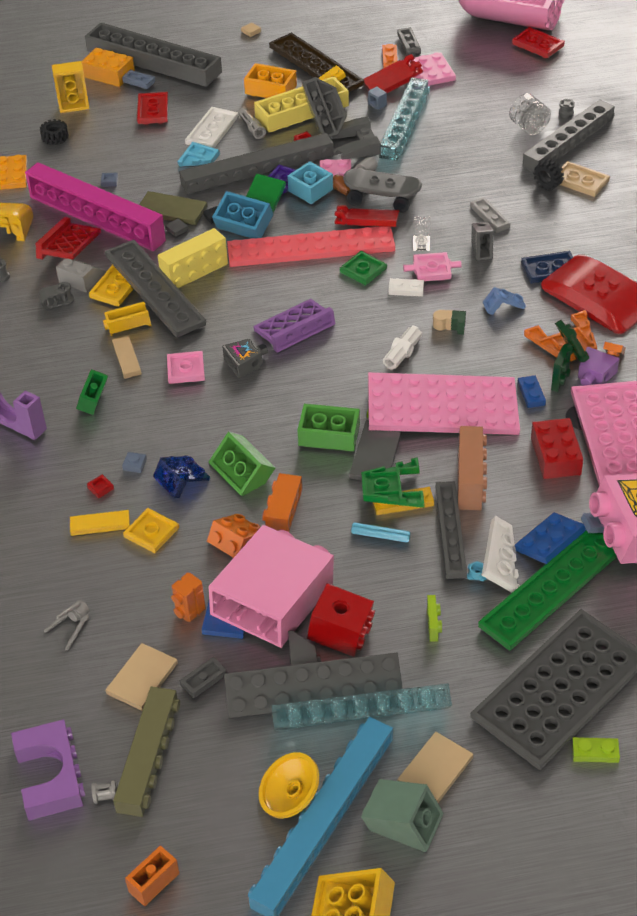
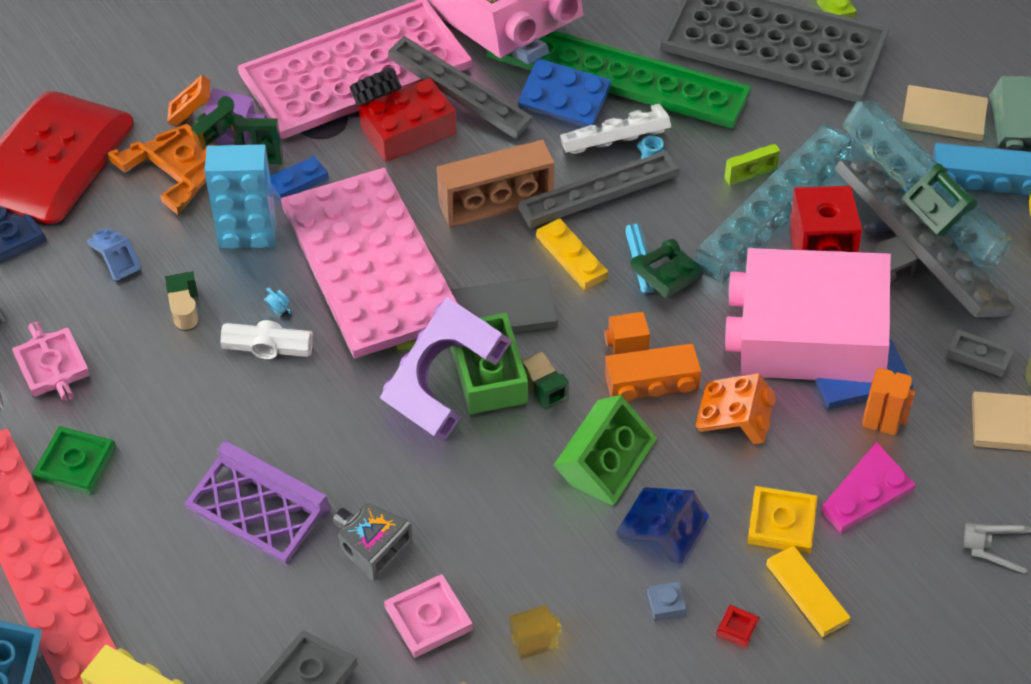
camera: 115 degrees left, 5 degrees up
(145, 578) = (867, 490): none -> dark pink wing
(148, 400) = (534, 631): none -> clear yellow brick
(308, 453) = (545, 380): none -> leg
(318, 501) = (627, 333): none -> orange brick
(325, 687) = (932, 206): none -> plate
(328, 397) = (409, 387): none -> arch
(354, 538) = (671, 275): none -> dark green plate
(384, 485) = (570, 264): green wing -> none
(393, 620) = (772, 203): none -> clear light blue brick
(406, 287) = (109, 385): white plate -> none
(425, 354) = (277, 302): none -> medium azure plate
(496, 335) = (241, 196): none -> medium azure brick
(574, 478) = (460, 87): none -> dark grey plate
(580, 425) = (375, 86): none -> black tyre

